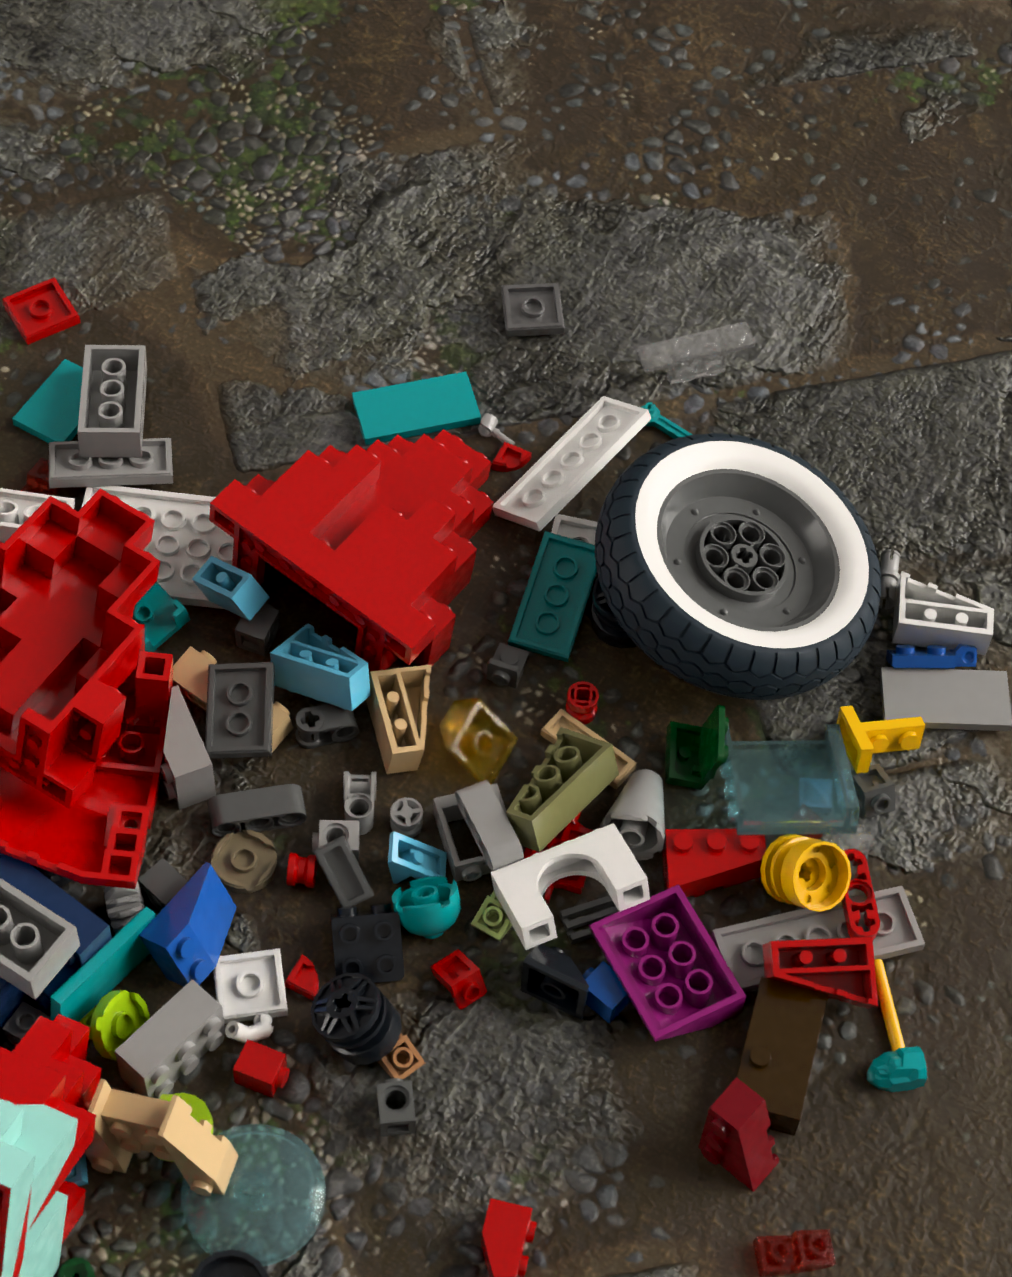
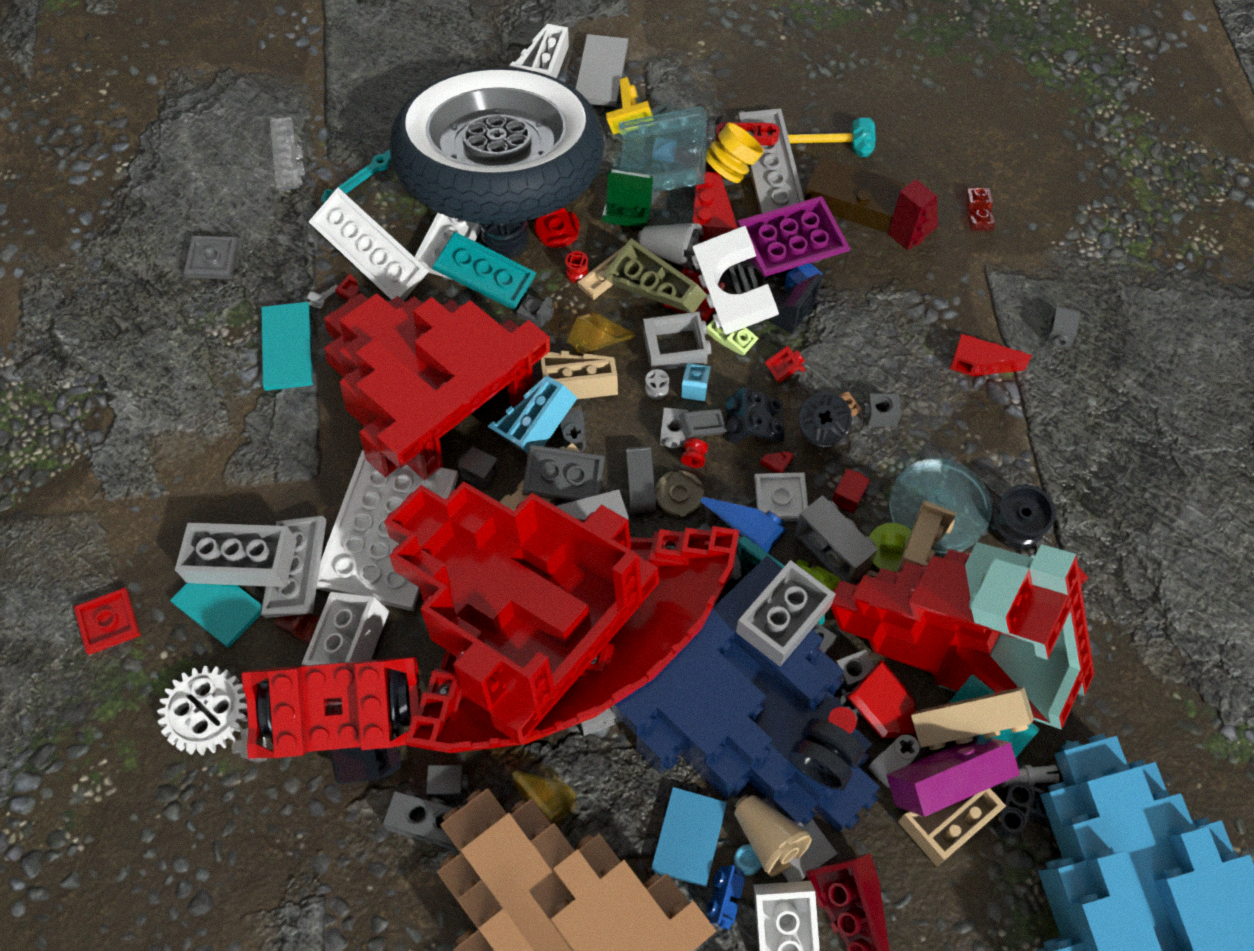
camera: 80 degrees left, 5 degrees up
(230, 588) = (453, 470): medium azure brick -> none
(260, 1030) = (816, 490): white arm -> none
(360, 796) = (638, 412): light grey piece -> none
(428, 906) = (734, 370): teal cylinder -> none
(489, 825) = (683, 321): light grey beam -> none
(647, 681) = (557, 228): none -> red tile
(830, 966) = (802, 152): red wedge -> none
(934, 657) = (571, 66): blue hinge -> none

